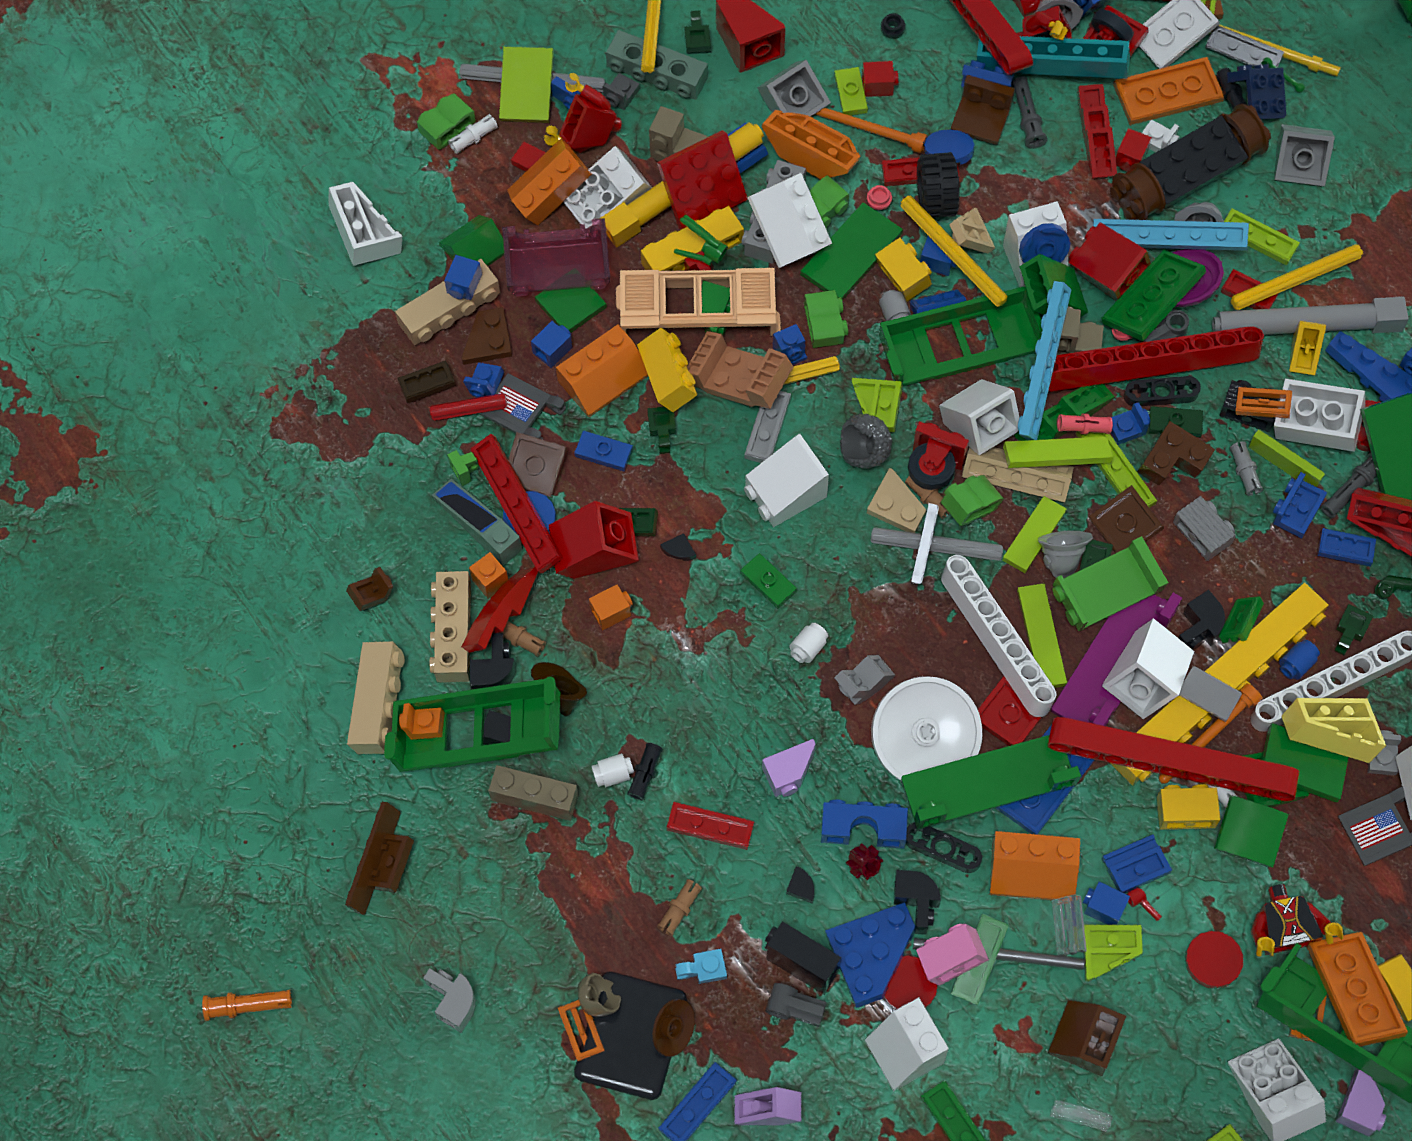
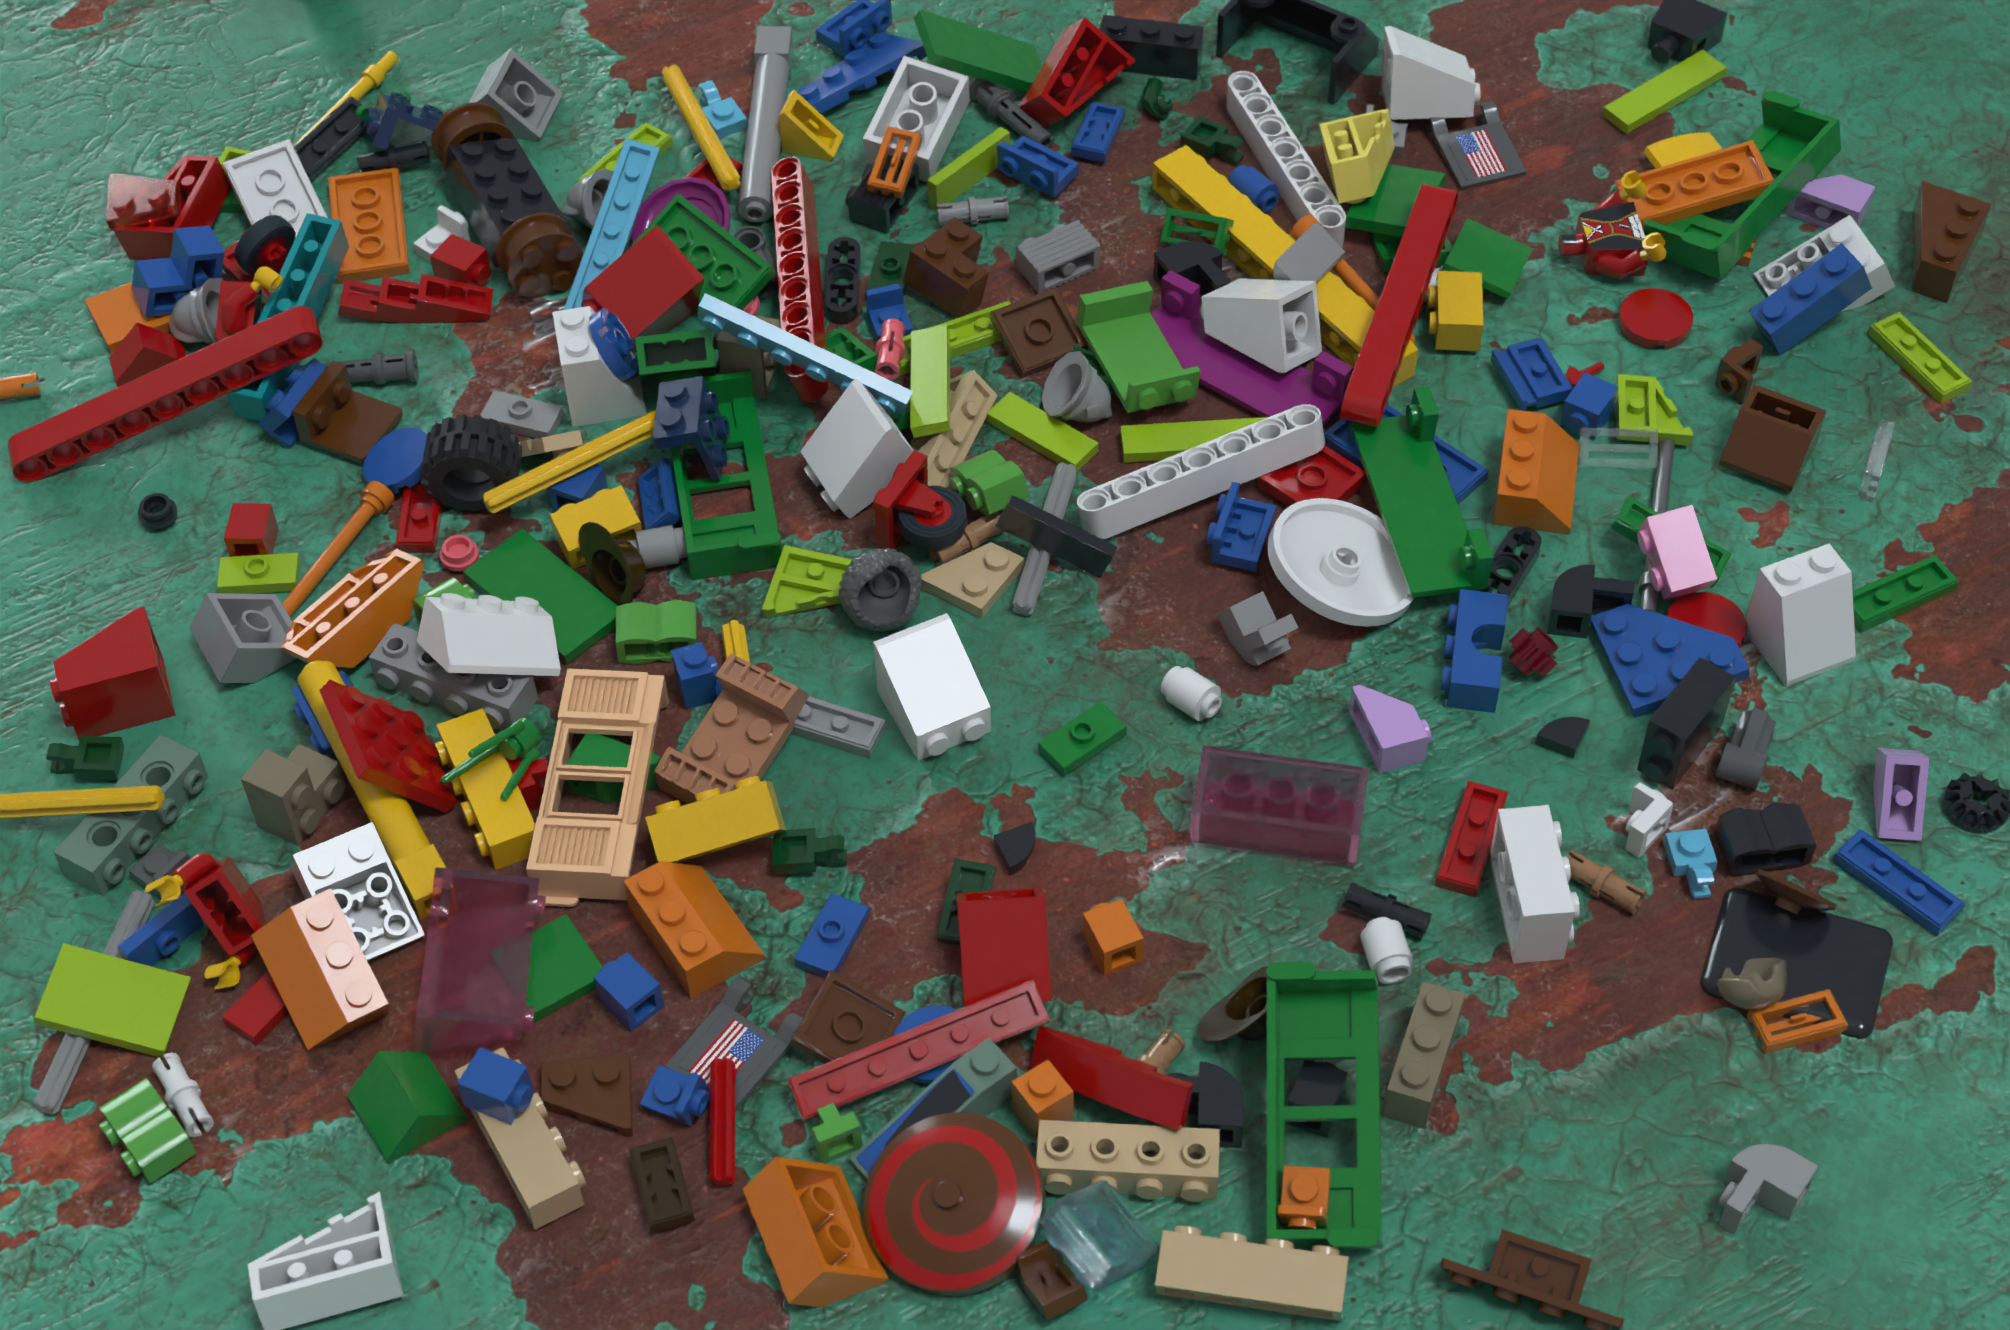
camera: 85 degrees left, 15 degrees down
(392, 592) = (1098, 1235): none -> clear light blue brick
(398, 464) = (813, 1232): none -> orange slope
(415, 533) = (954, 1204): none -> reddish brown dish
(660, 854) = (1533, 884): none -> white brick
(714, 698) = (1278, 804): none -> clear pink brick
(720, 1013) = (1764, 838): none -> black brick
(724, 935) = (1649, 818): none -> white bracket
(871, 288) = (613, 563): none -> dark brown piece
(956, 664) = (1240, 531): none -> blue bracket
(985, 308) = (690, 415): none -> dark blue bracket
(1005, 203) = (523, 414): none -> light grey plate
(1165, 1015) = (1737, 368): none -> reddish brown bracket
(1230, 1067) = (1811, 299): none -> blue brick
(1320, 291) = (722, 114): none -> medium azure plate

